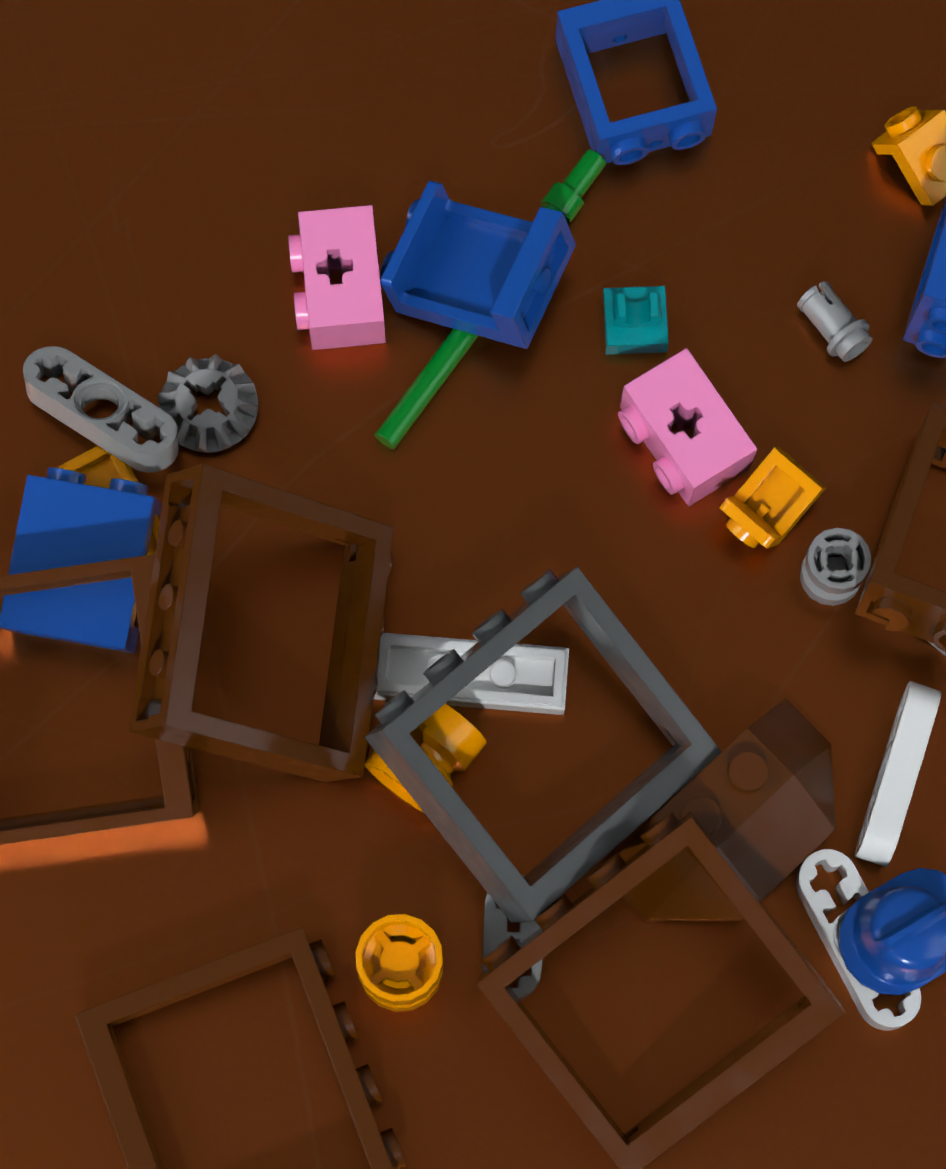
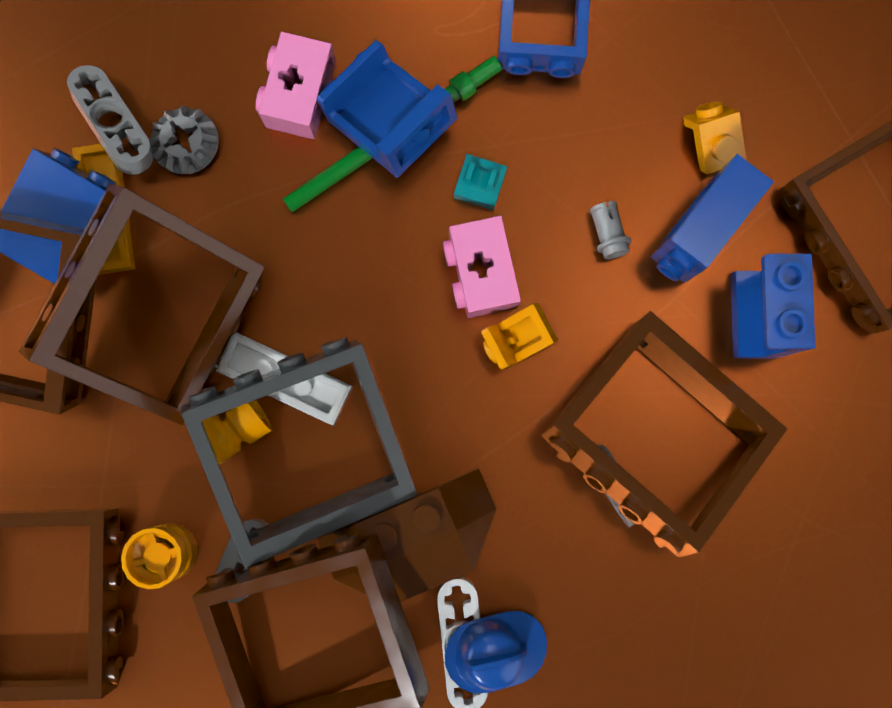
camera: 20 degrees right, 10 degrees up
(828, 578) = (538, 400): light grey wheel -> none
(898, 774) = (530, 547): white beam -> none

